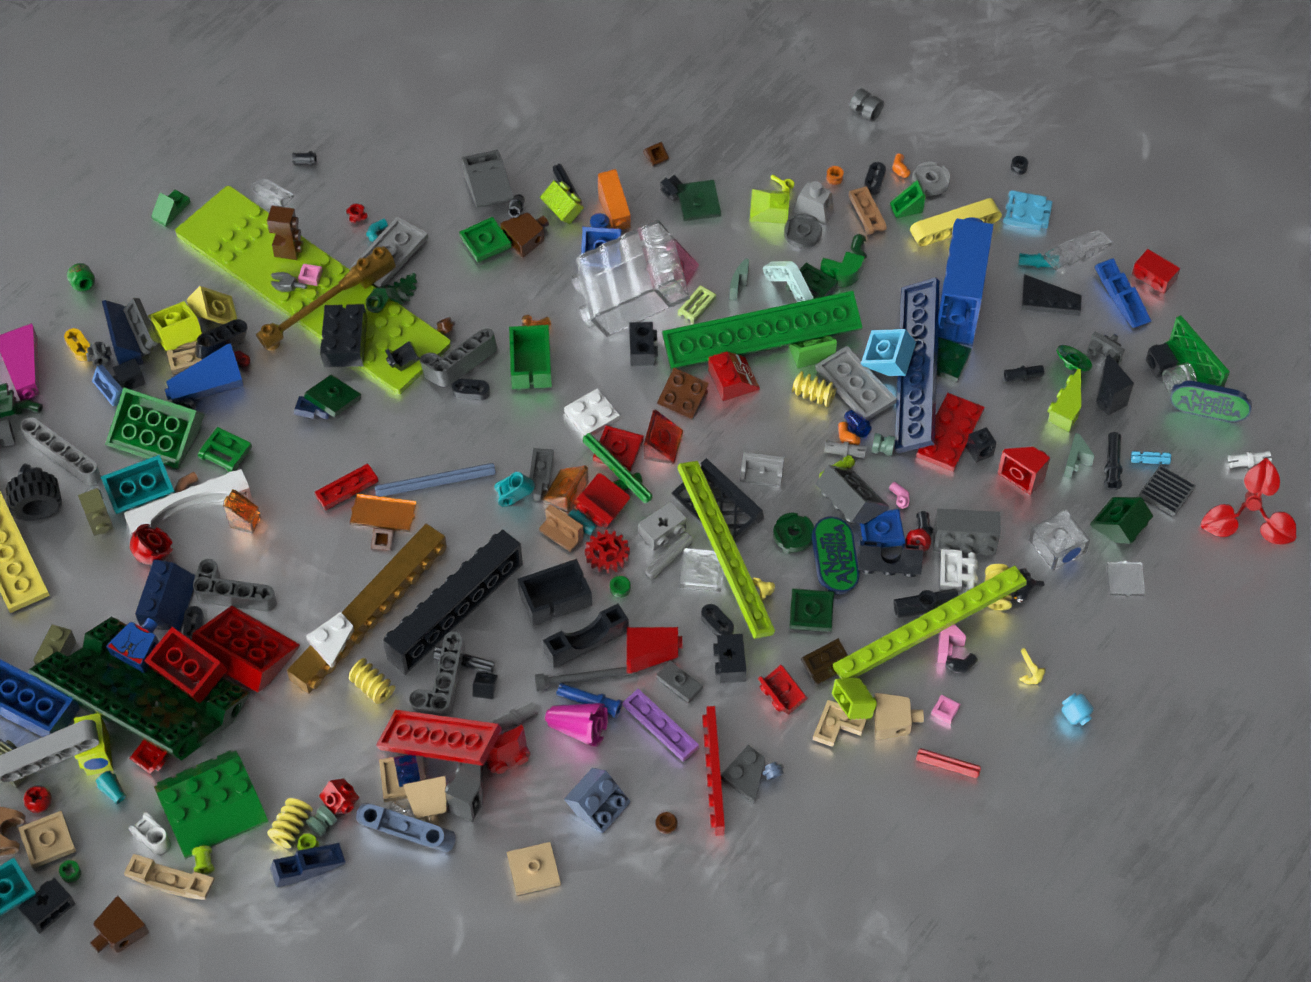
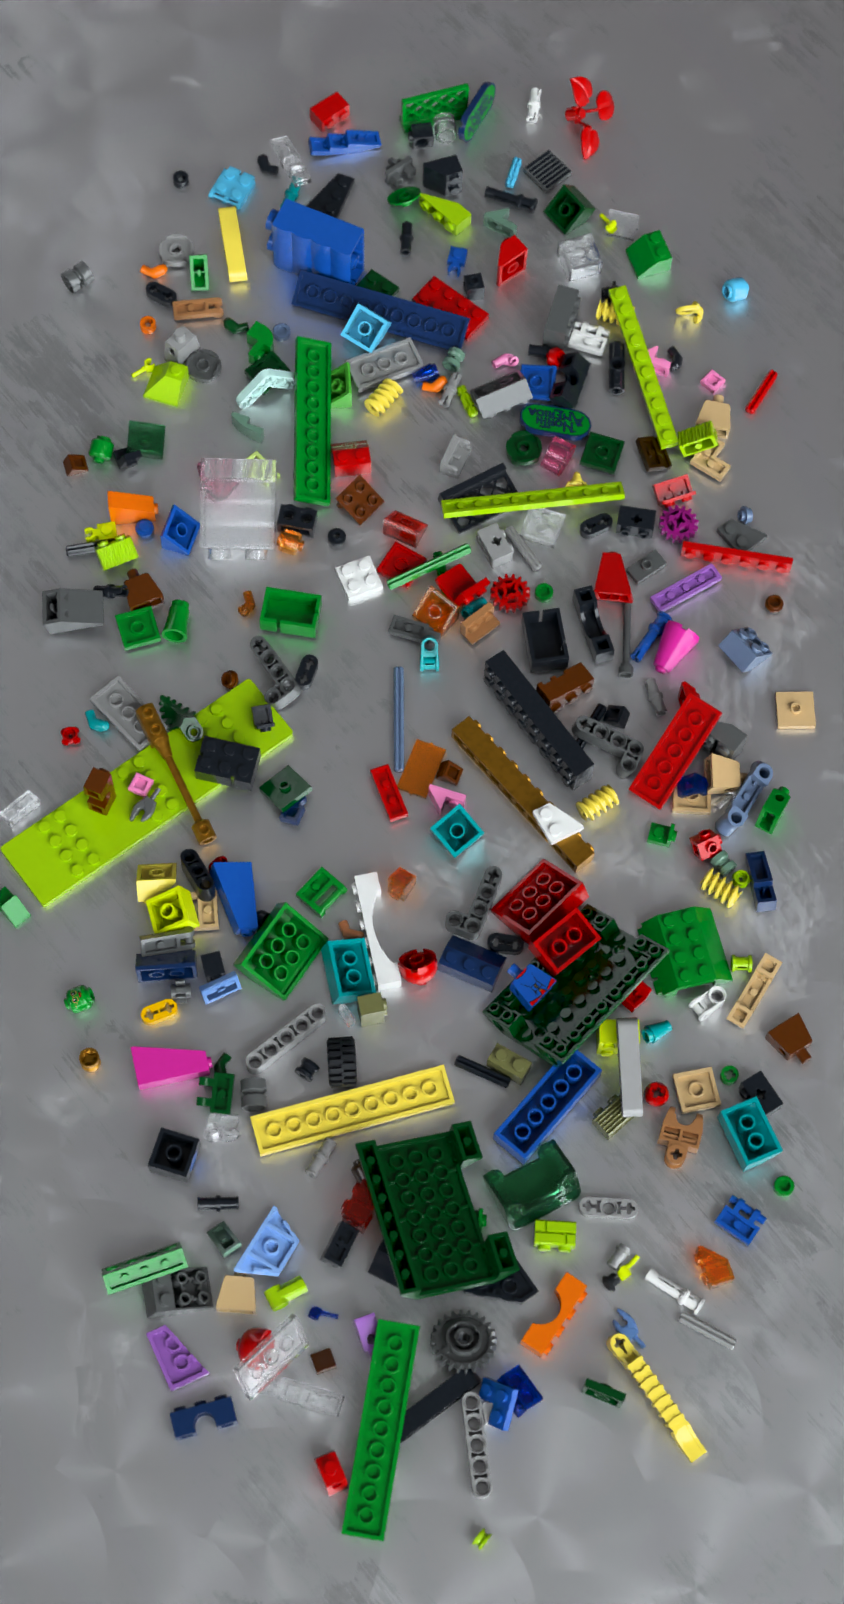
camera: 80 degrees left, 10 degrees up
(20, 299) = (87, 1056): none -> pearl gold wheel
(52, 618) = (482, 1071): none -> black axle
(309, 551) = (456, 831): none -> teal slope
(347, 534) = (442, 796): none -> bright pink slope
(348, 754) = (662, 834): none -> green bracket
(396, 859) = (774, 805): none -> green torso
(498, 267) = (177, 621): none -> green plant
(499, 622) = (566, 688): none -> reddish brown wedge
(586, 191) = (103, 531): none -> neon yellow plate
(615, 342) = (290, 541): none -> clear orange head
(634, 387) = (336, 541): none -> black plate
(676, 165) = (101, 449): none -> green head
(745, 693) = (669, 522): none -> magenta gear
(791, 564) = (558, 455): none -> clear pink piece
(866, 287) = (281, 332): none -> sand blue tile
(1016, 425) = (456, 259): none -> blue plate
(1069, 227) = (265, 166): none -> black arm
(1091, 612) = (649, 255): none -> green slope
(1116, 565) = (611, 224): none -> neon yellow hand

